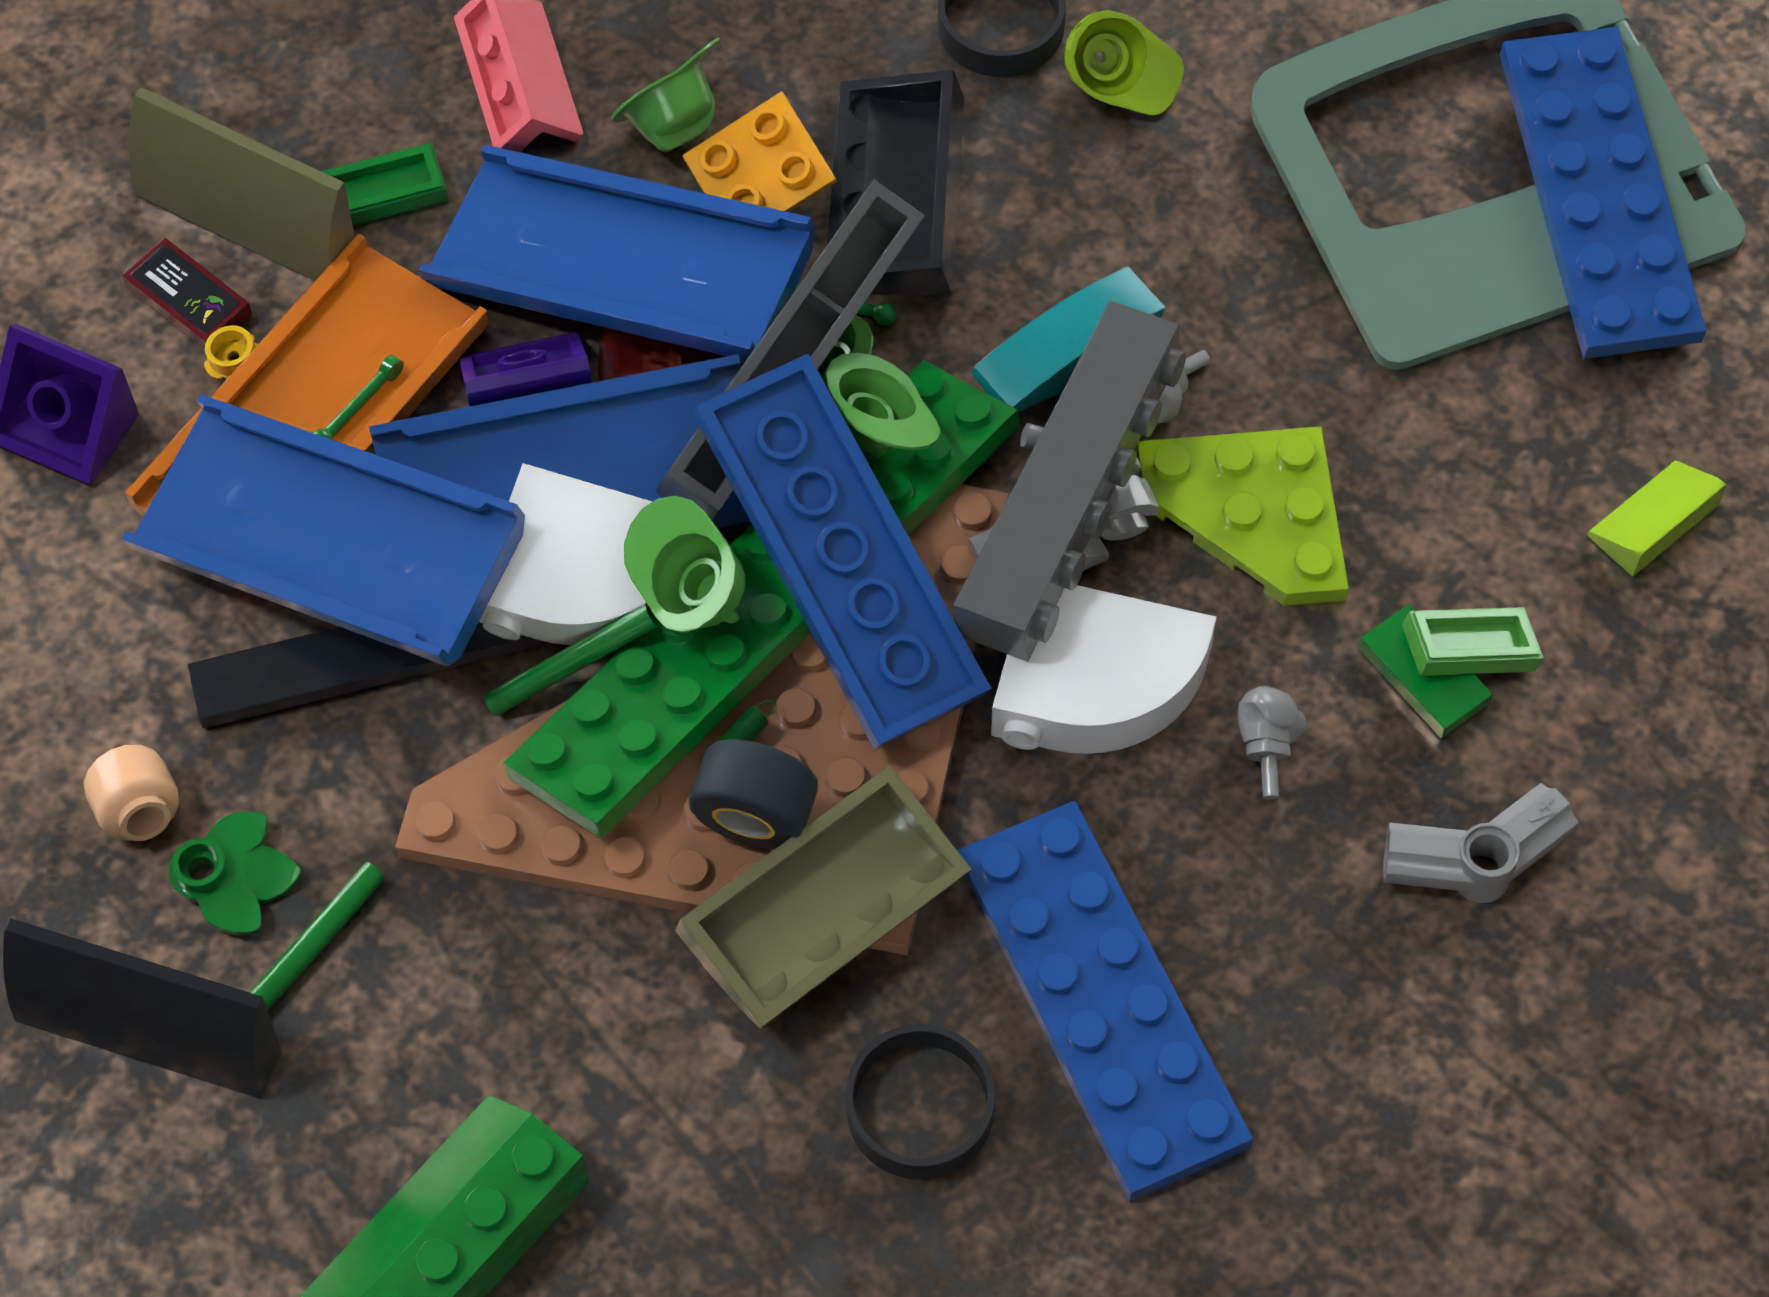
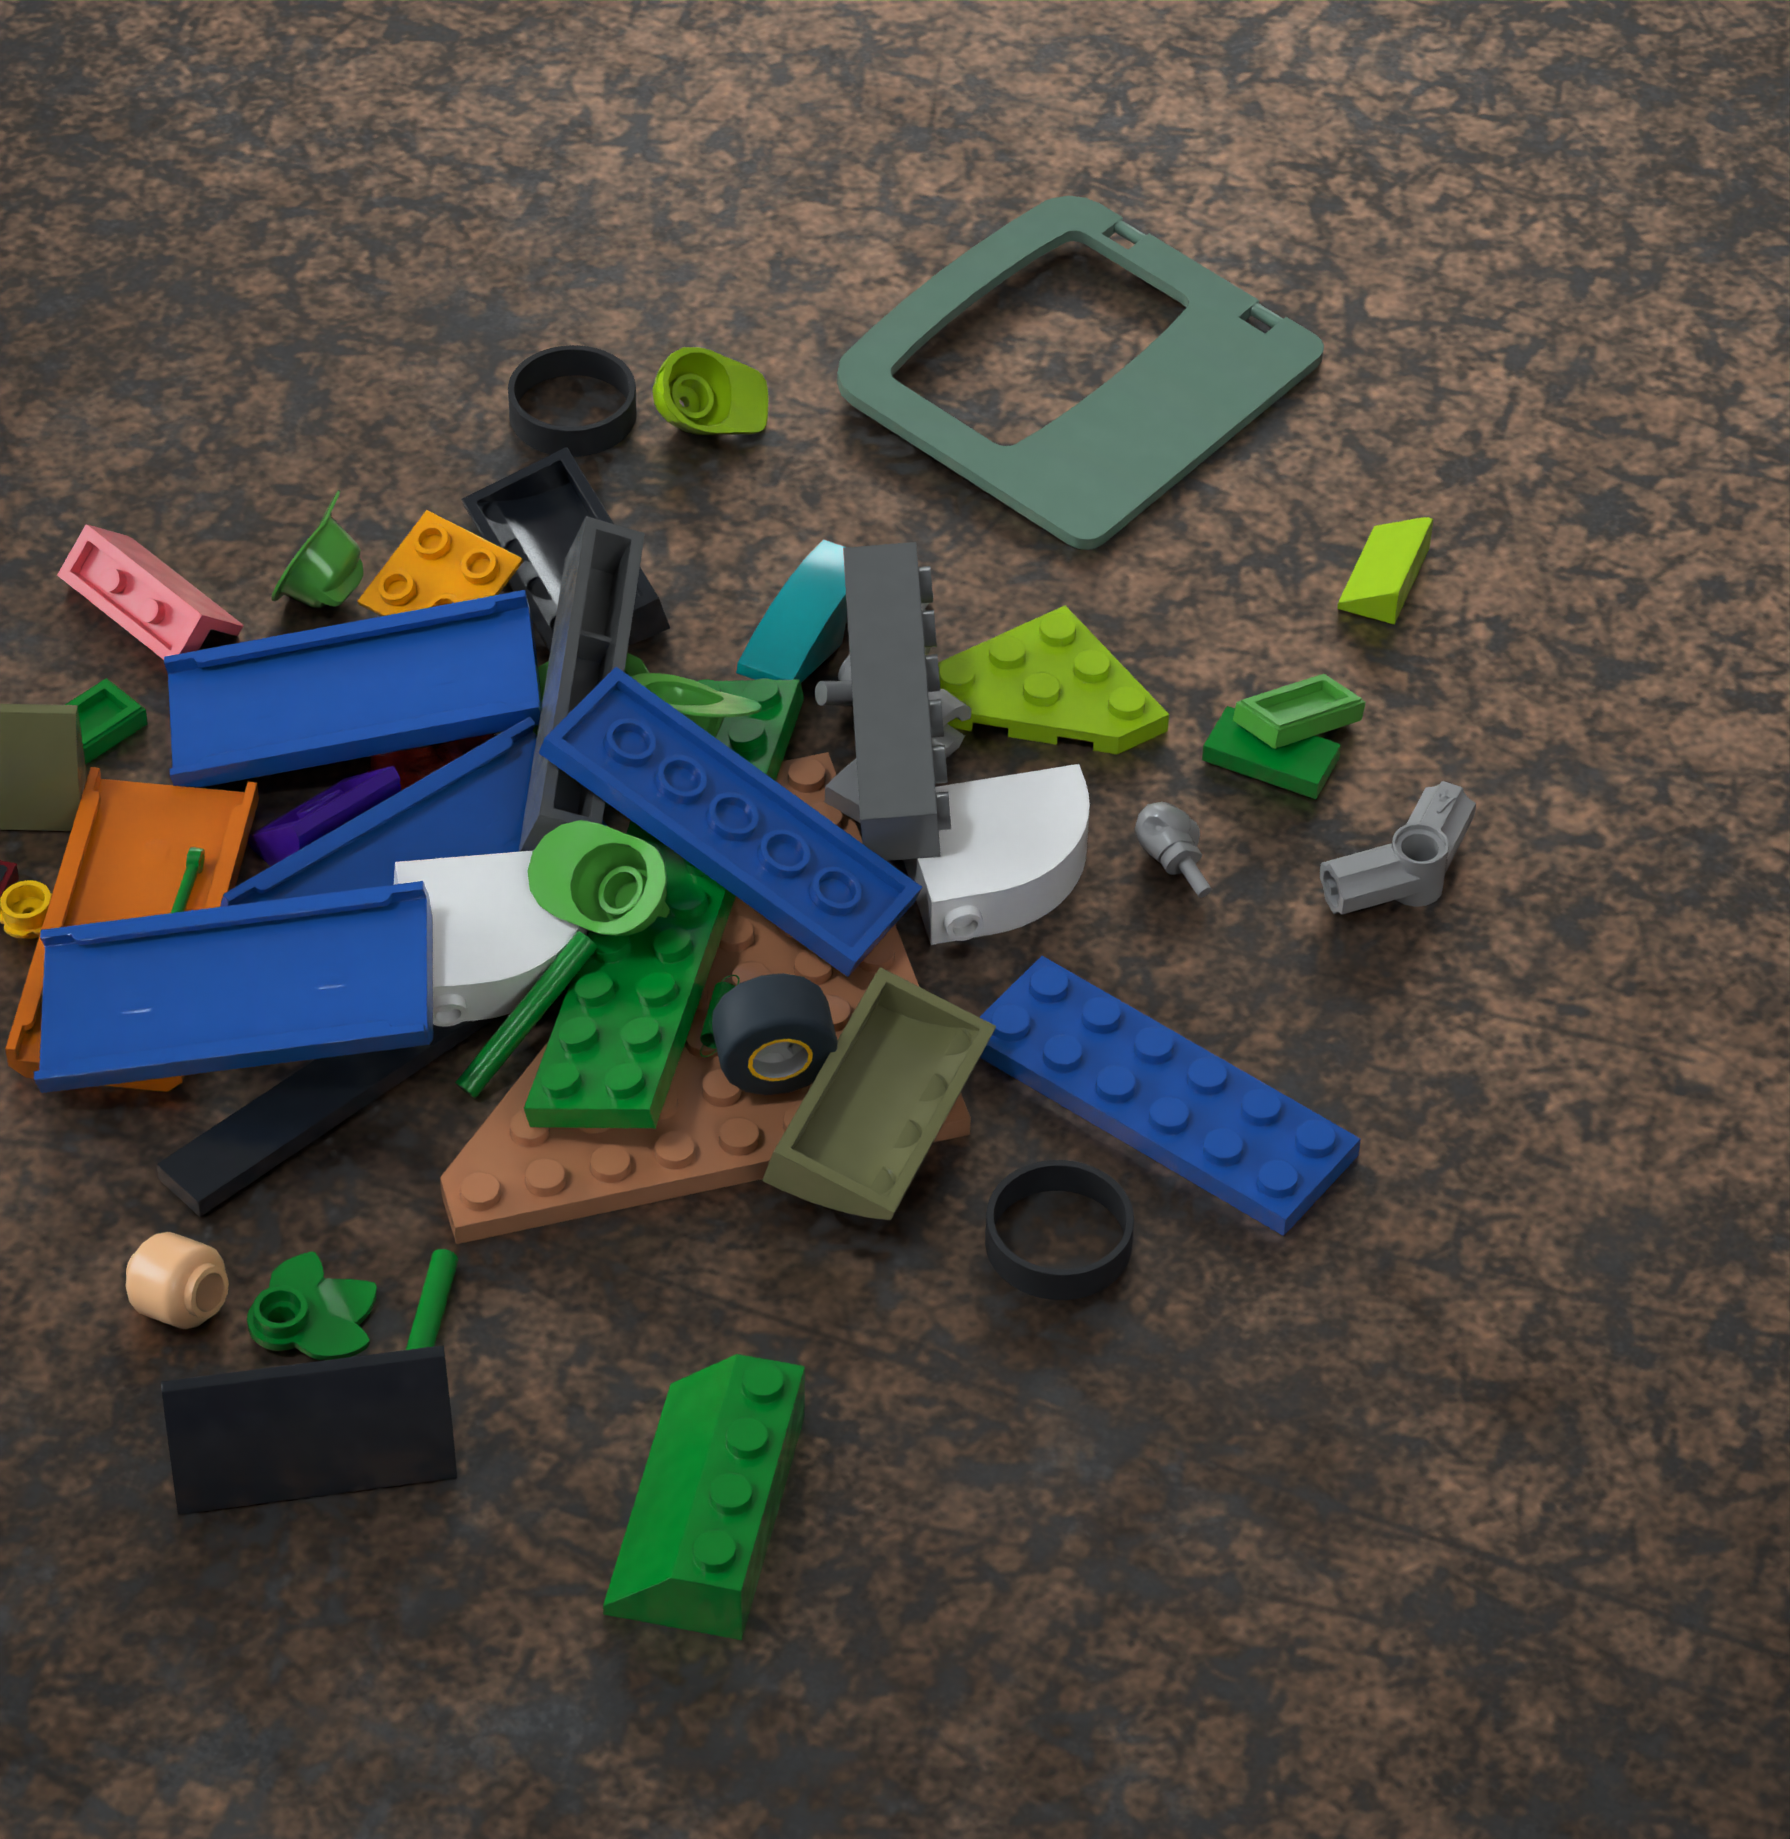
camera: 30 degrees left, 15 degrees down
(1602, 193) = (1187, 350): blue plate -> none

